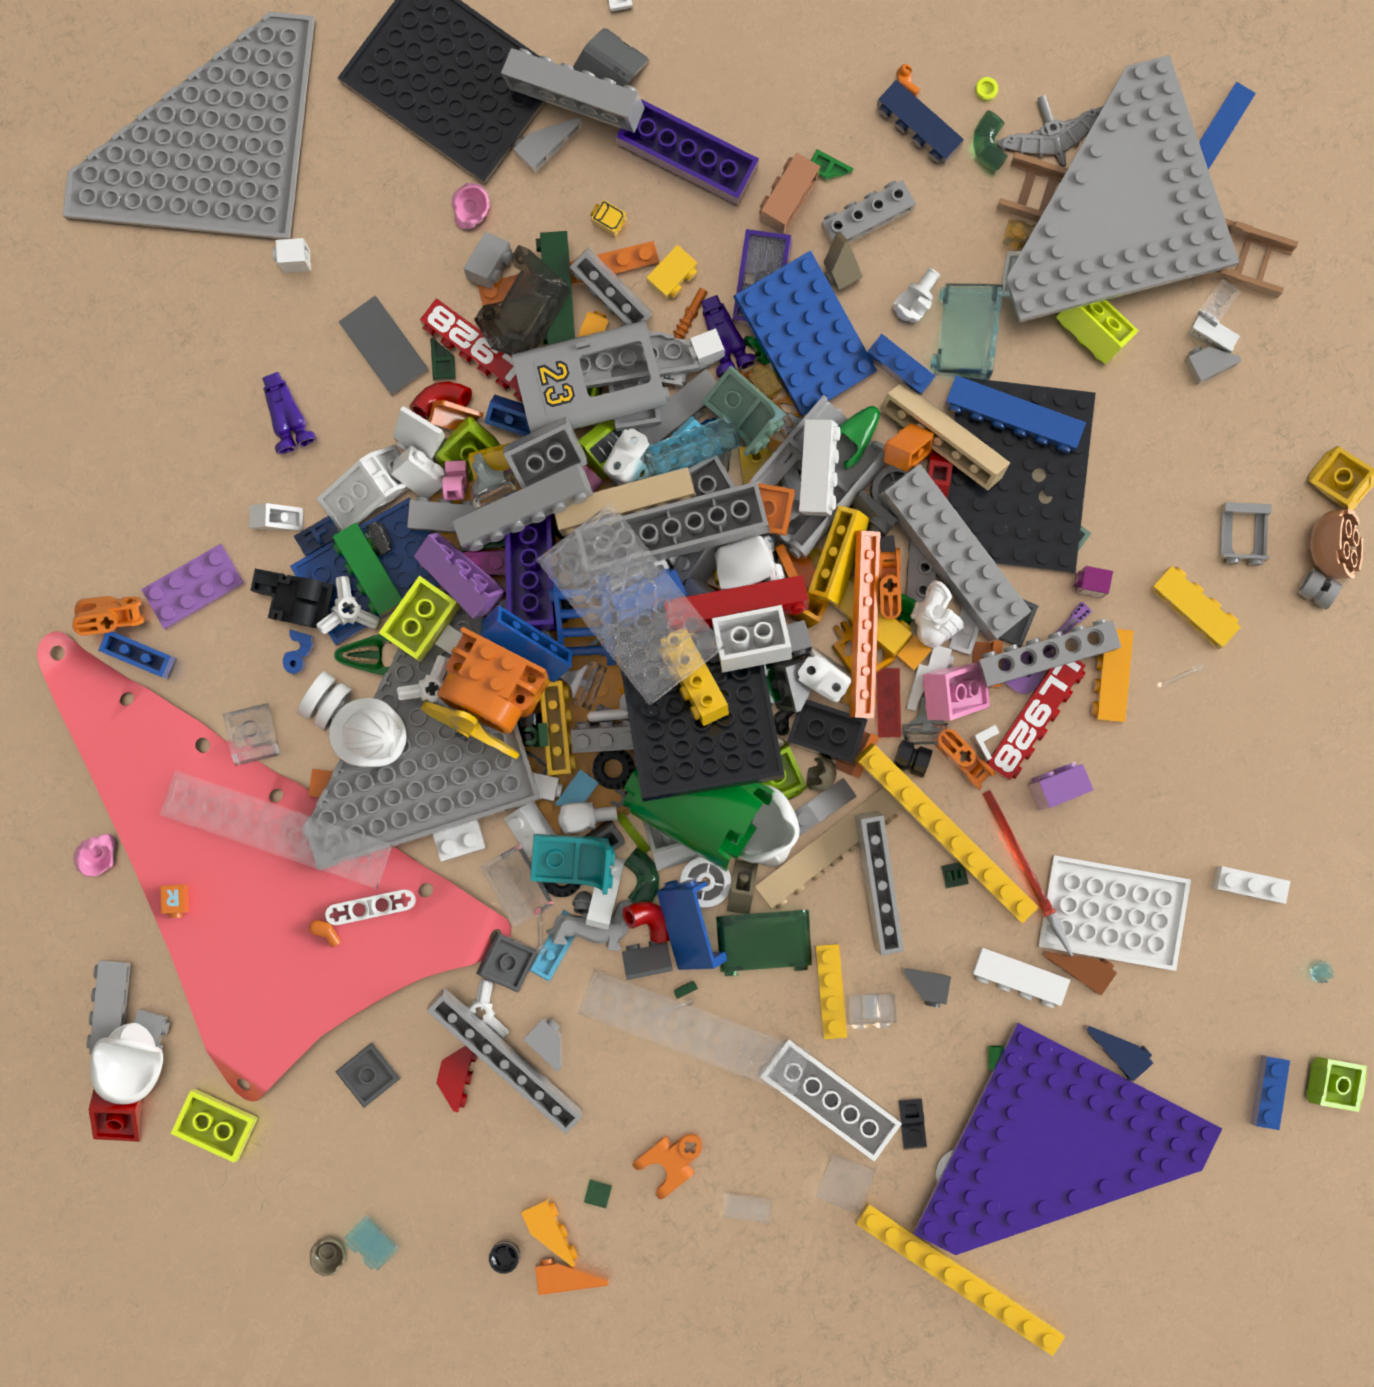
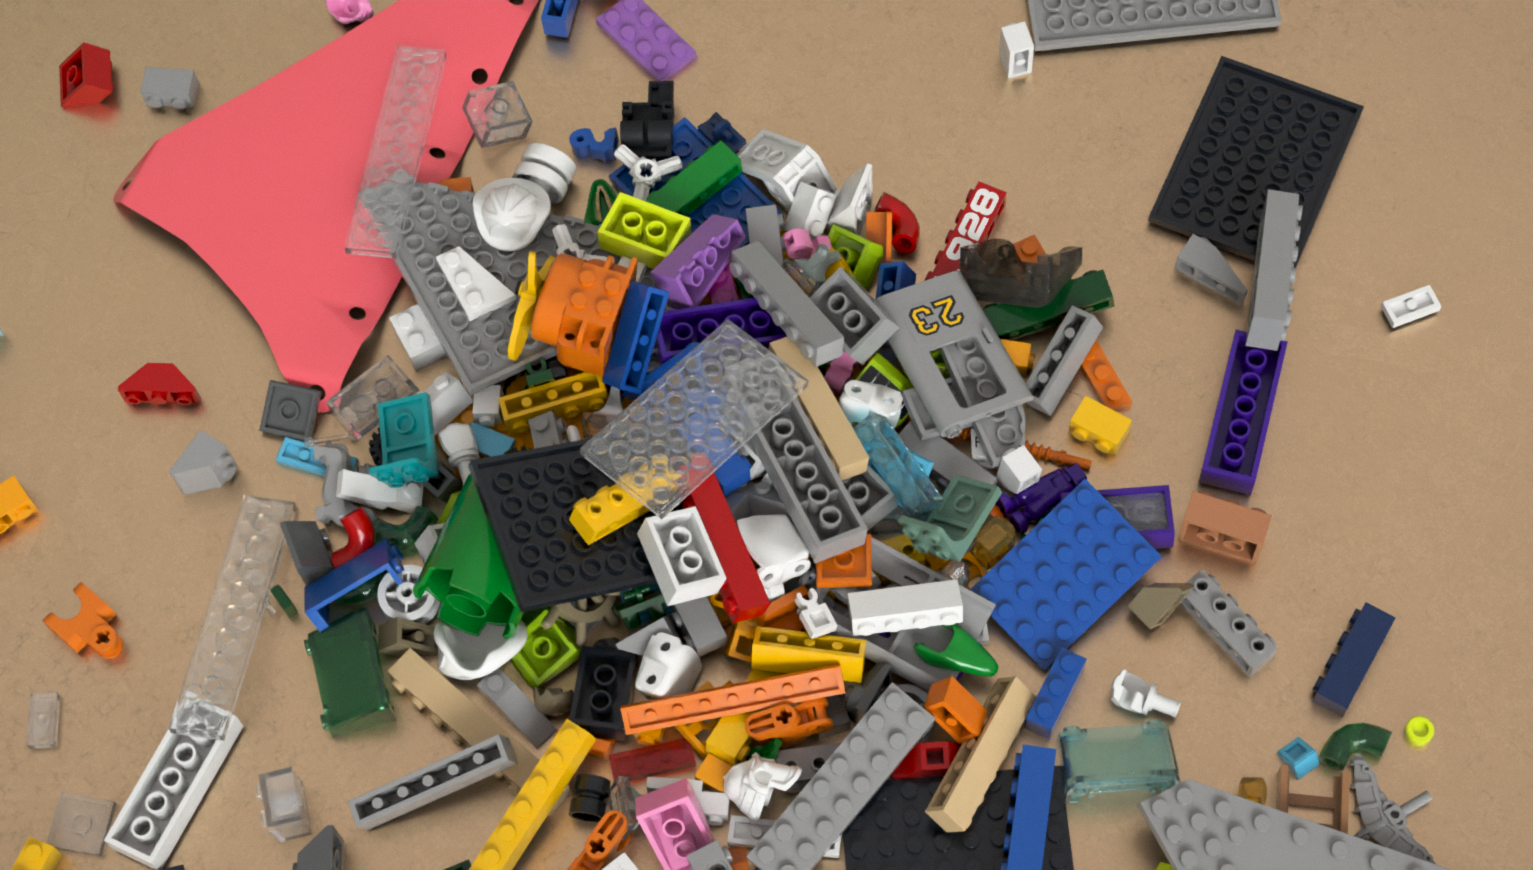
camera: 85 degrees right, 20 degrees down
(108, 999) = (194, 47): light grey brick -> none
(125, 1064) = (131, 63): white piece -> none
(174, 900) = (309, 75): orange brick -> none
(214, 1125) = (81, 164): neon yellow brick -> none
(275, 517) = (733, 95): white slope -> none
(285, 415) = (844, 82): dark purple piece -> none
(325, 930) = (297, 217): orange arm -> none
(368, 1074) = (152, 303): dark grey tile -> none
(370, 905) = (327, 258): white beam -> none
(379, 538) = (729, 189): clear smoke brick -> none
(383, 345) = (944, 160): dark grey tile -> none
(434, 780) = (472, 284): none -> white wing
(442, 362) = (939, 220): dark green tile -> none
(470, 205) = (1119, 208): bright pink hair -> none
(482, 1000) = (224, 388): white bush -> none
(488, 260) = (1059, 231): light grey brick -> none
(504, 1060) = (177, 422): light grey brick -> none
(597, 1193) = (45, 557): clear green tile -> none
(608, 218) = (1144, 348): yellow brick -> none
(610, 58) = (1323, 312): dark grey piece -> none
(814, 541) = (815, 618): none -> white plate
(829, 166) = (1271, 569): green tile -> none
(830, 991) = (306, 756): yellow brick -> none
(904, 77) = (1400, 634): orange arm -> none
(988, 188) = (1299, 757): none -> medium azure slope

